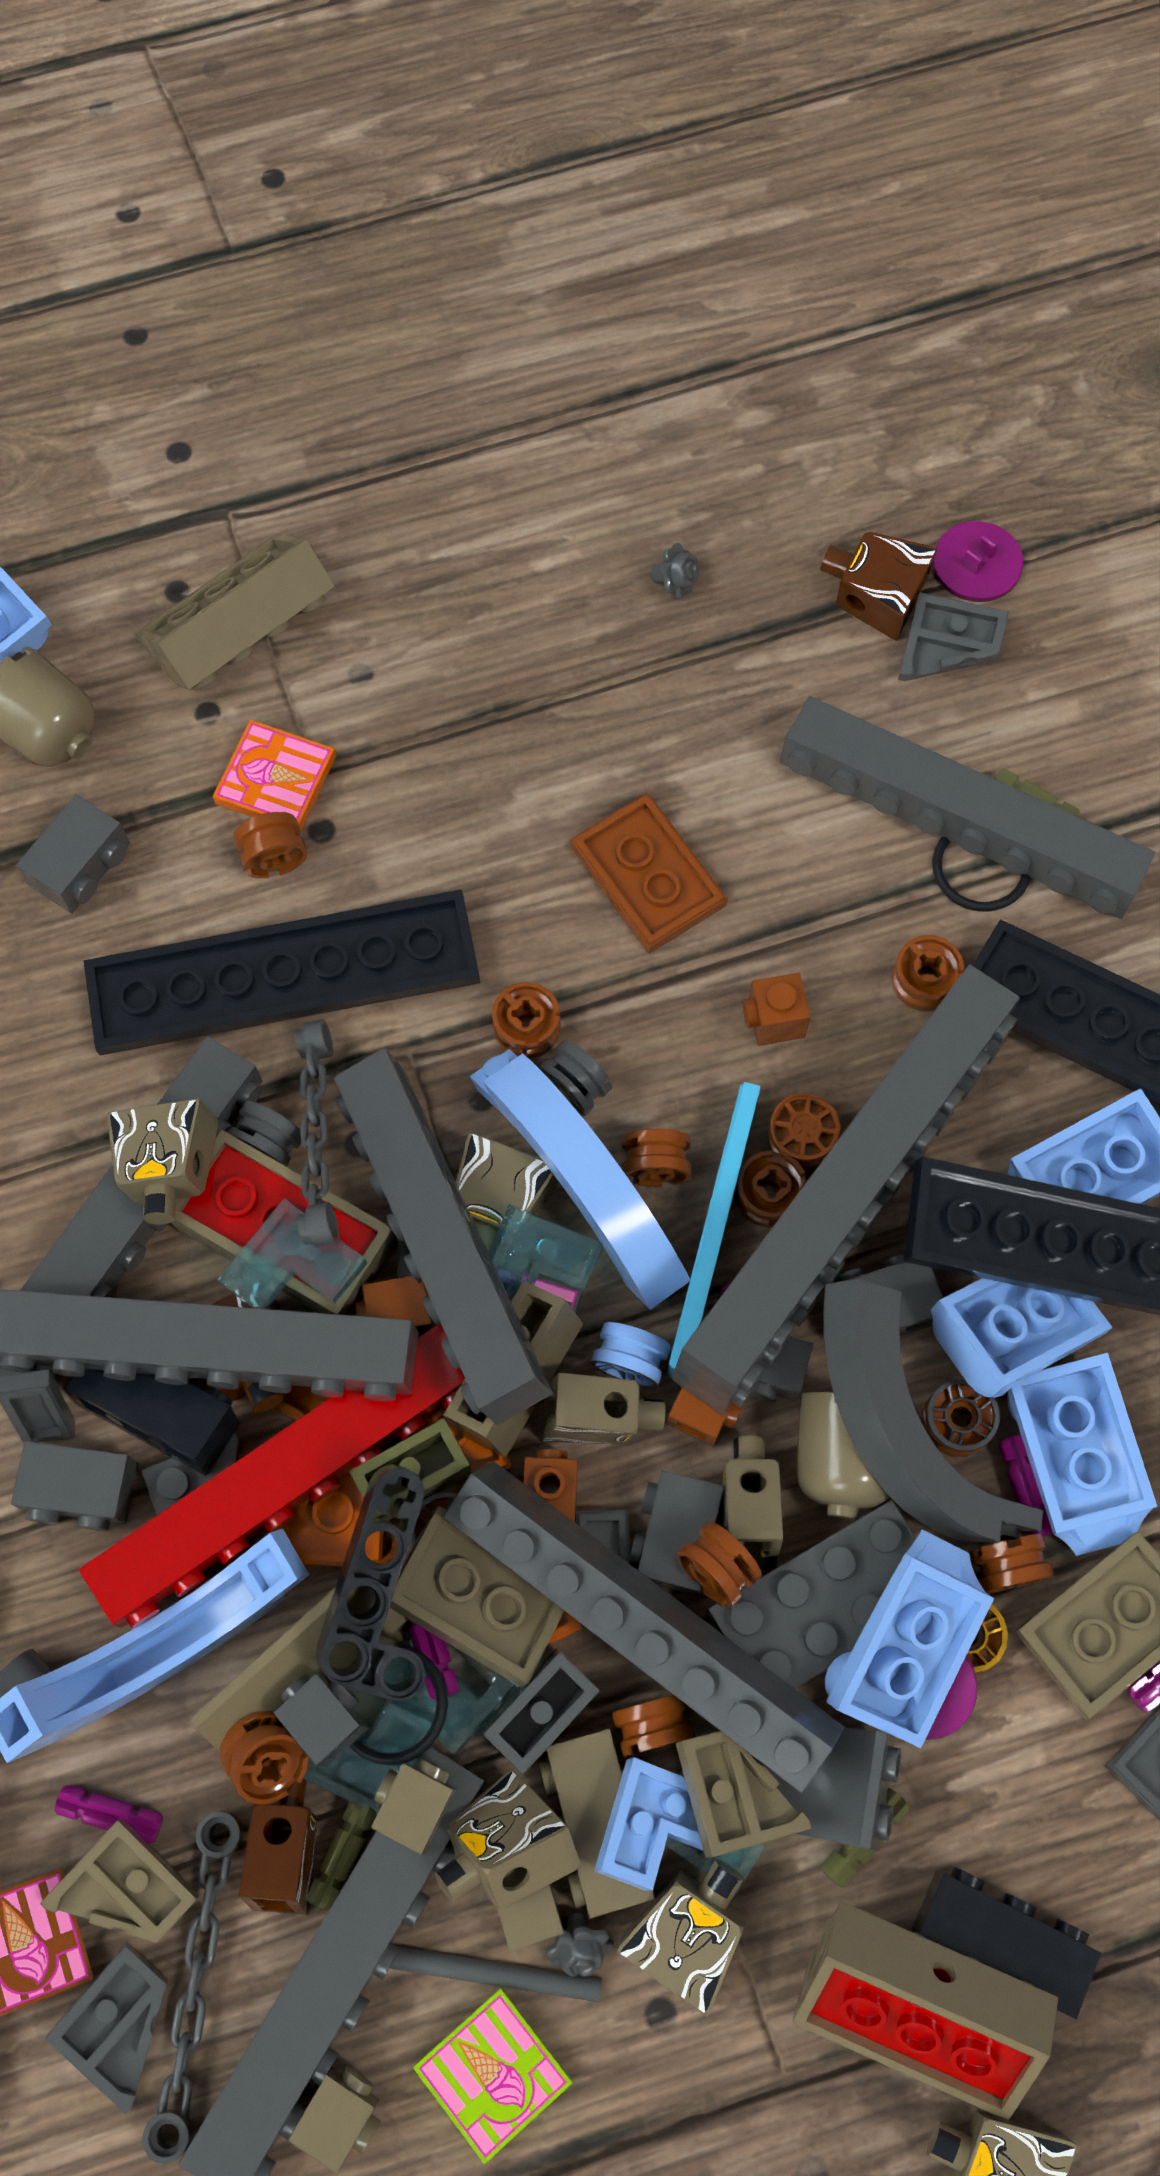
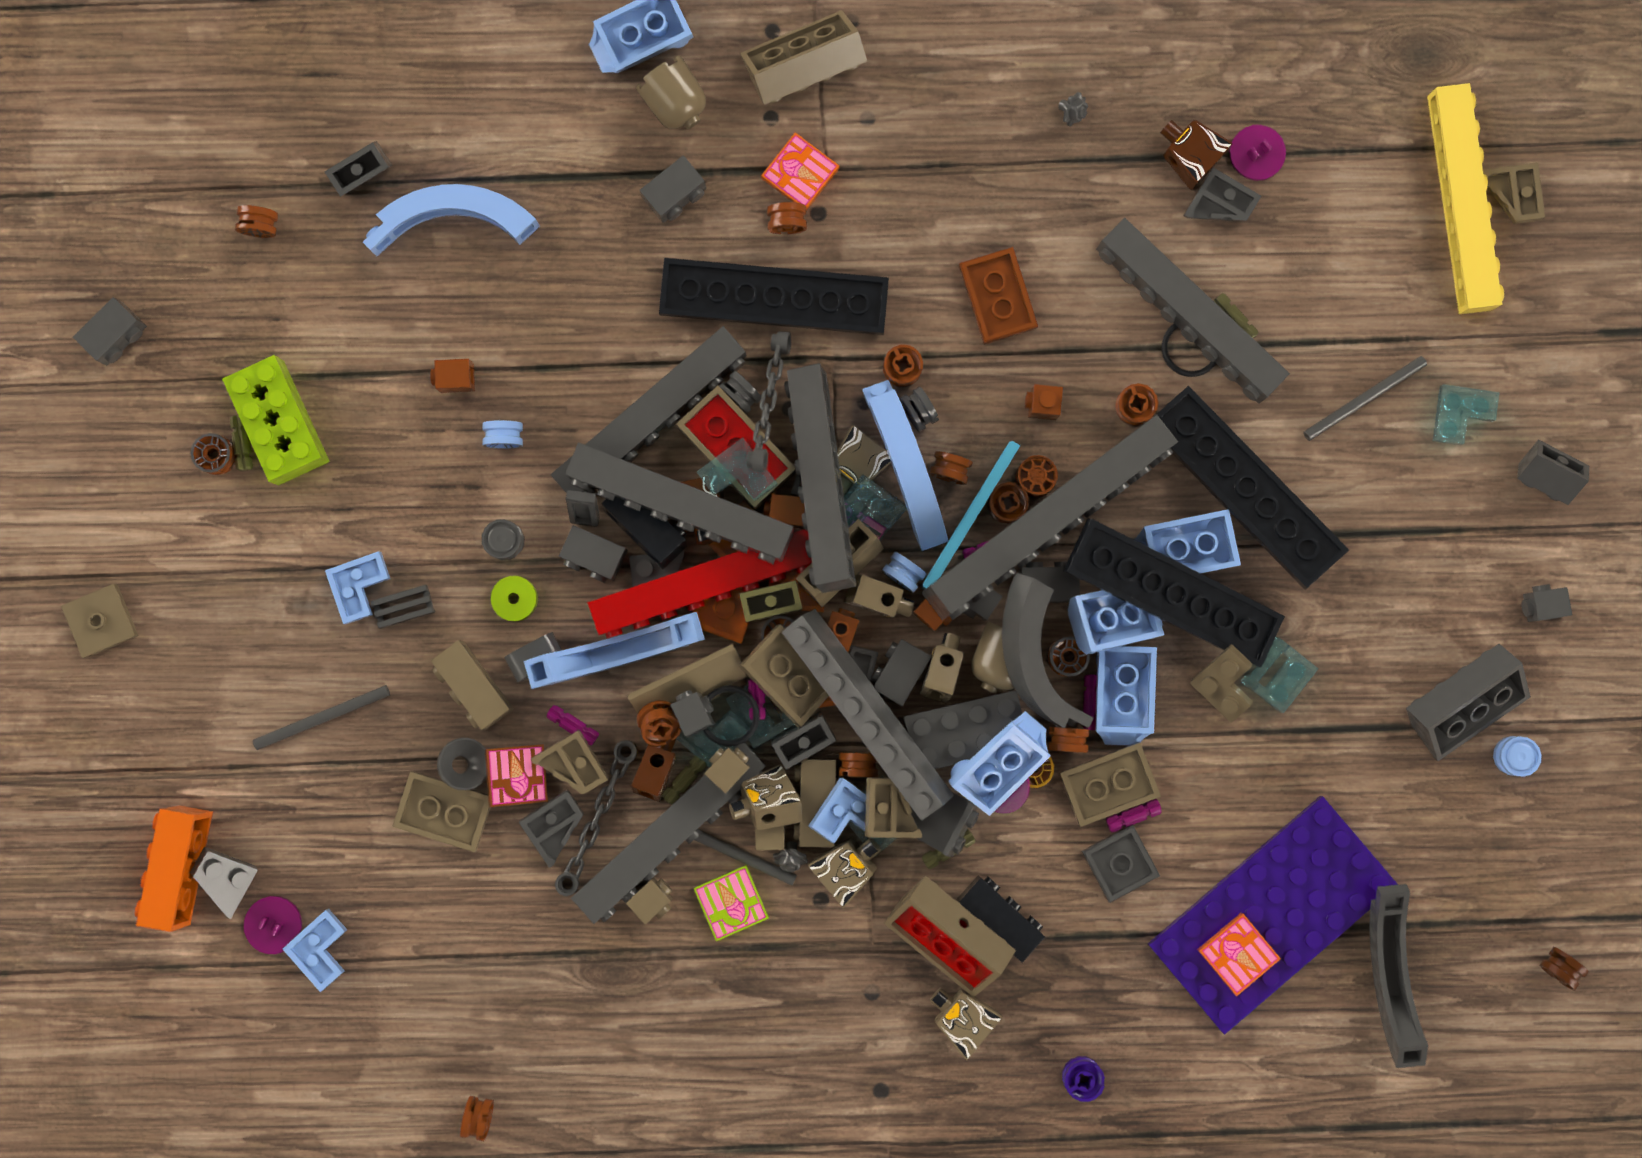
camera: 15 degrees right, 15 degrees up
(162, 1154) = (682, 392): dark tan torso -> none
(382, 1576) = (742, 653): black beam -> none
(719, 1564) = (915, 697): dark orange wheel -> none

